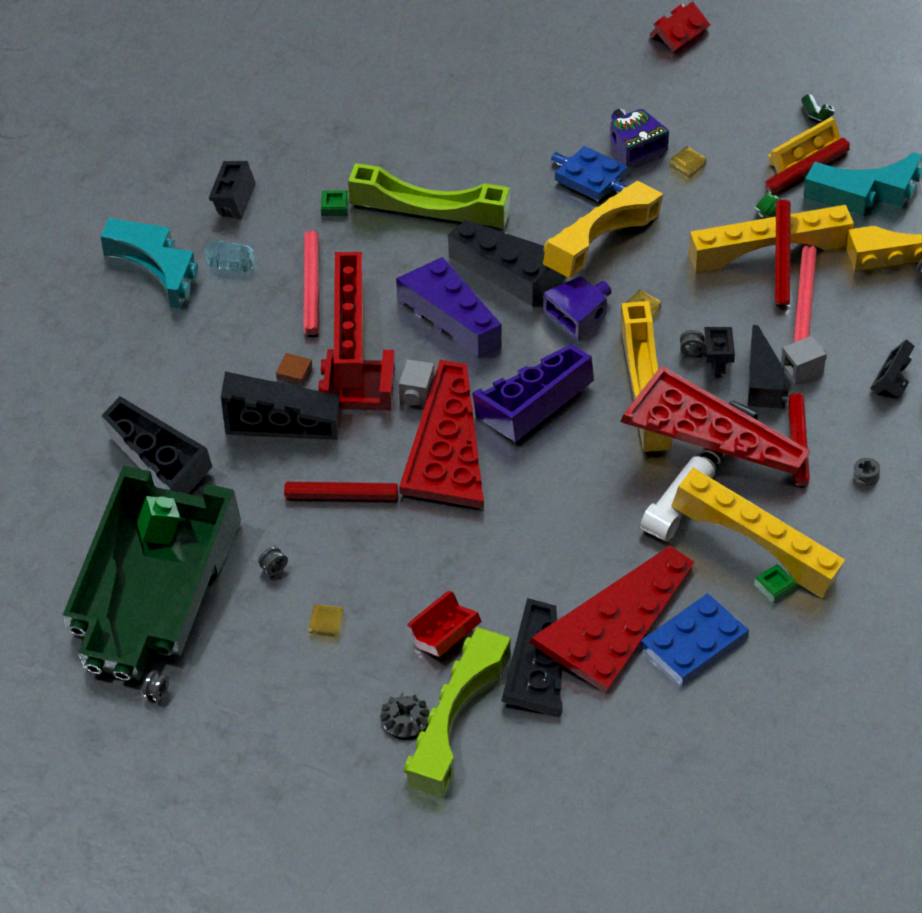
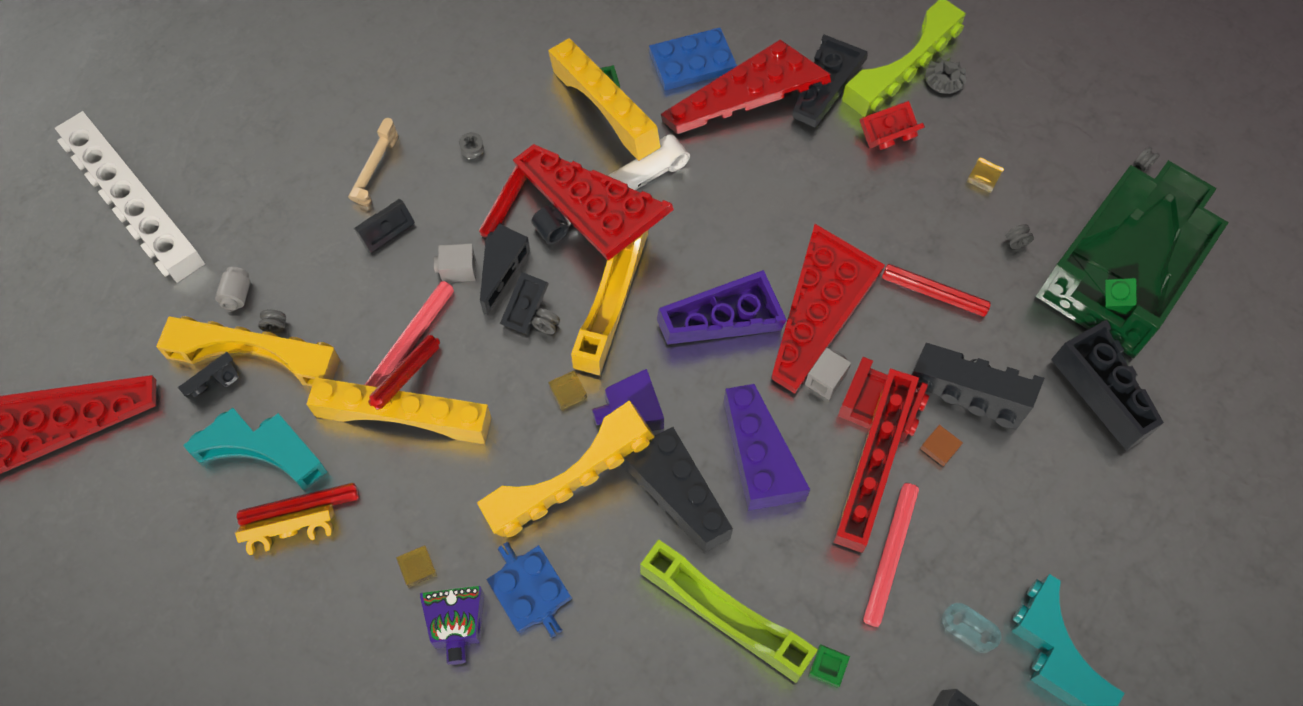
camera: 160 degrees left, 15 degrees up
(767, 206) = (374, 460): green plate -> none
(814, 111) = (238, 581): dark green arm -> none

